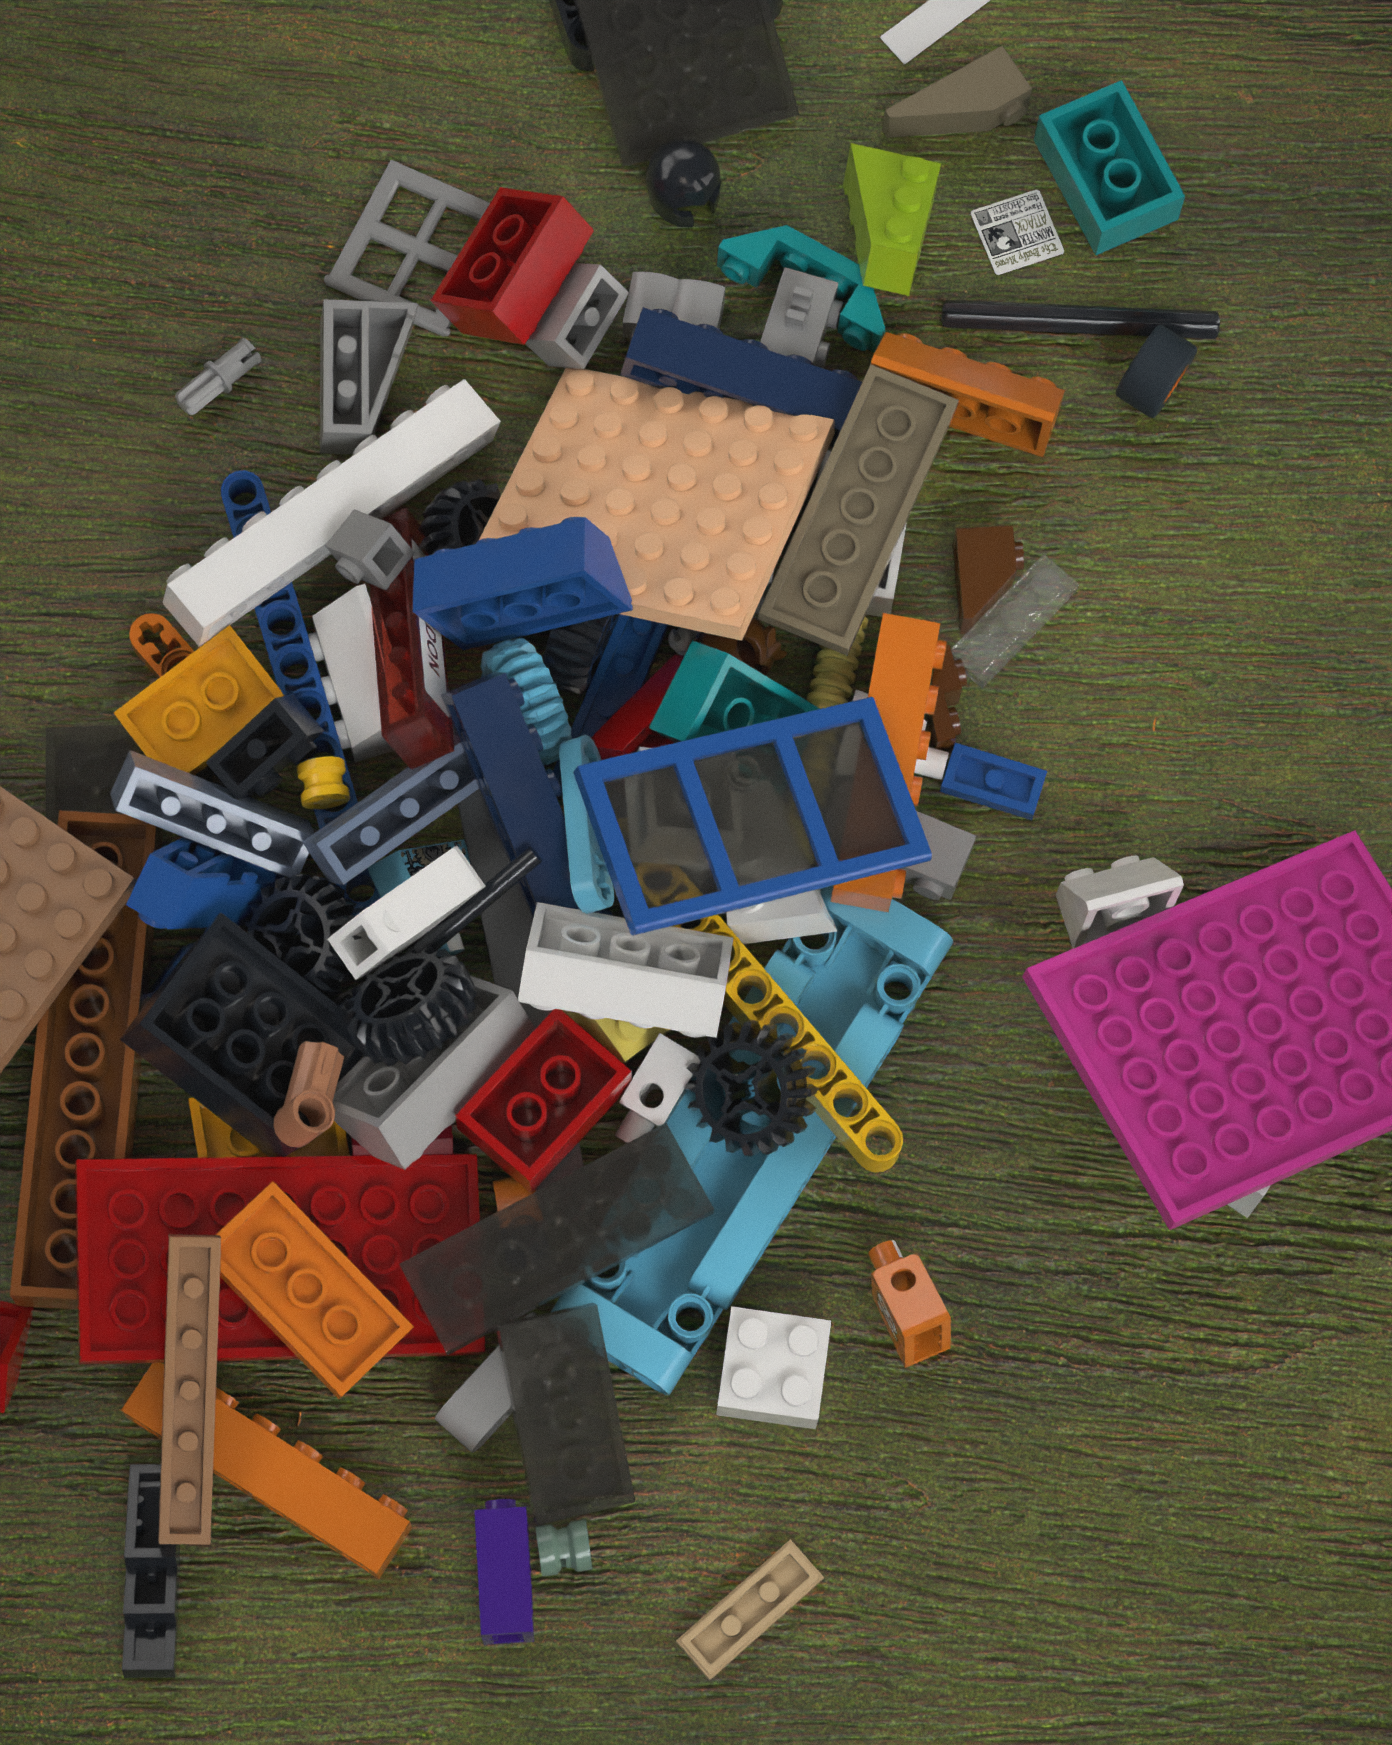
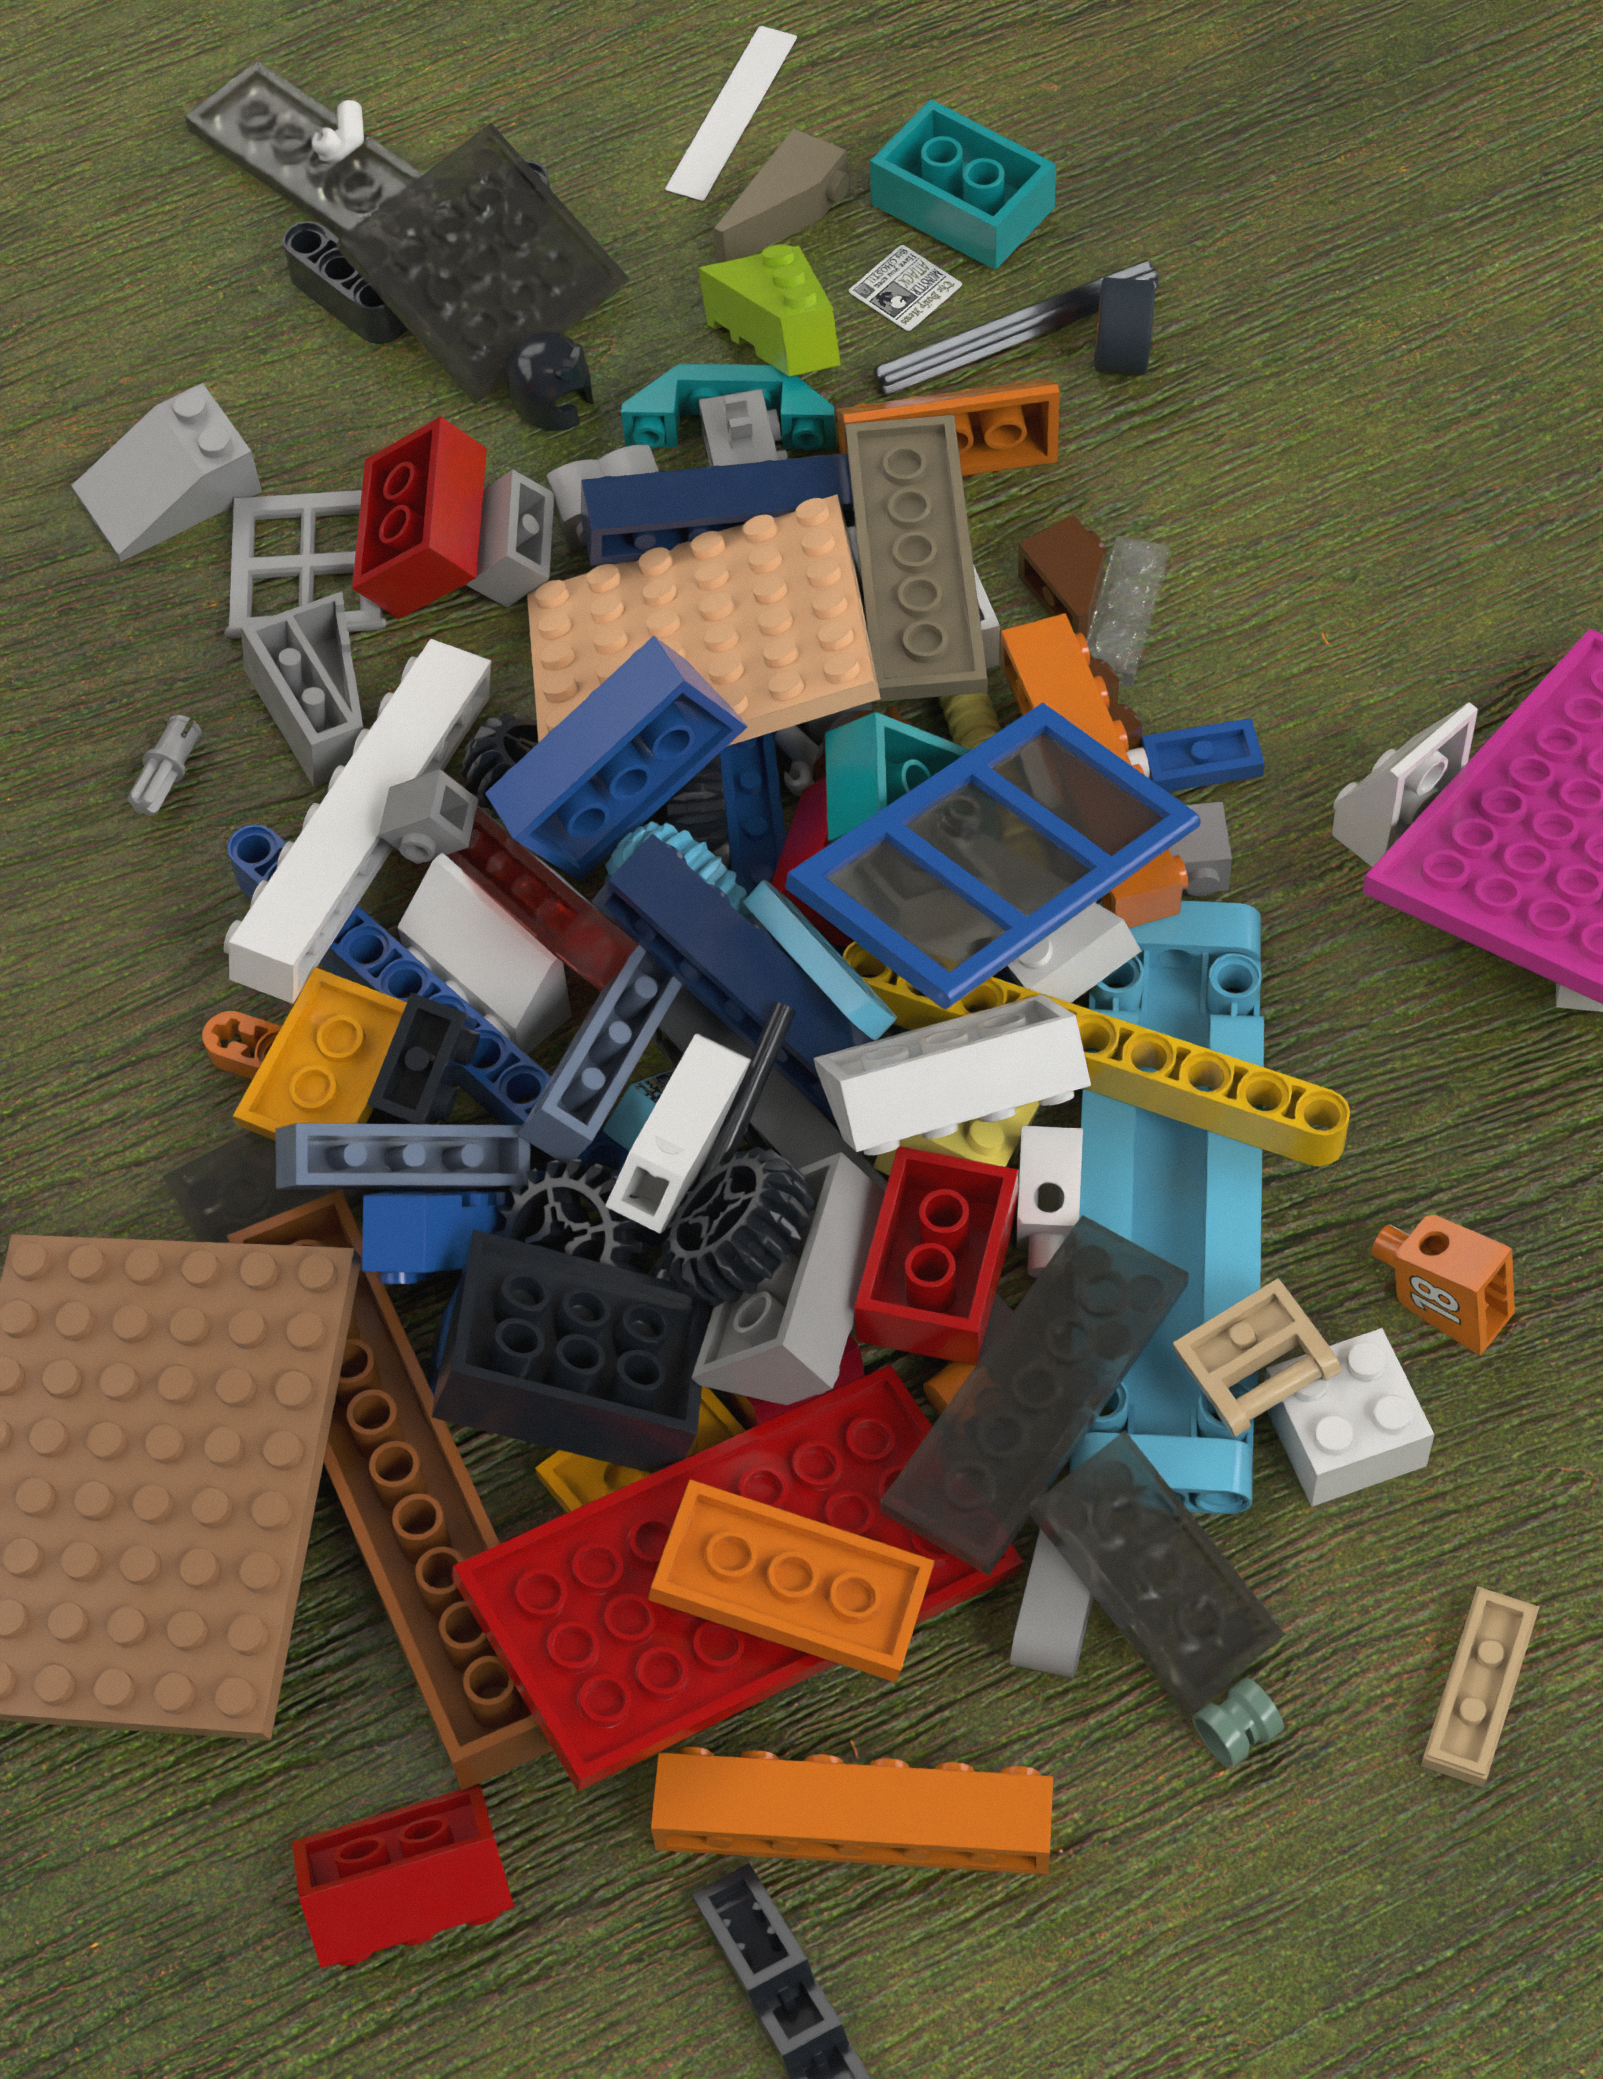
camera: 20 degrees left, 15 degrees down
(189, 1389) = (724, 1750): medium nougat plate -> none
(311, 1092) = (683, 1368): nougat piece -> none
(323, 782) = (506, 1068): yellow wheel -> none
(347, 114) = (167, 474): none -> light grey slope
(504, 1573) = (1195, 1777): dark purple window -> none
(721, 1071) = (1148, 1155): black gear -> none
(722, 1281) = (1247, 1340): none -> tan plate

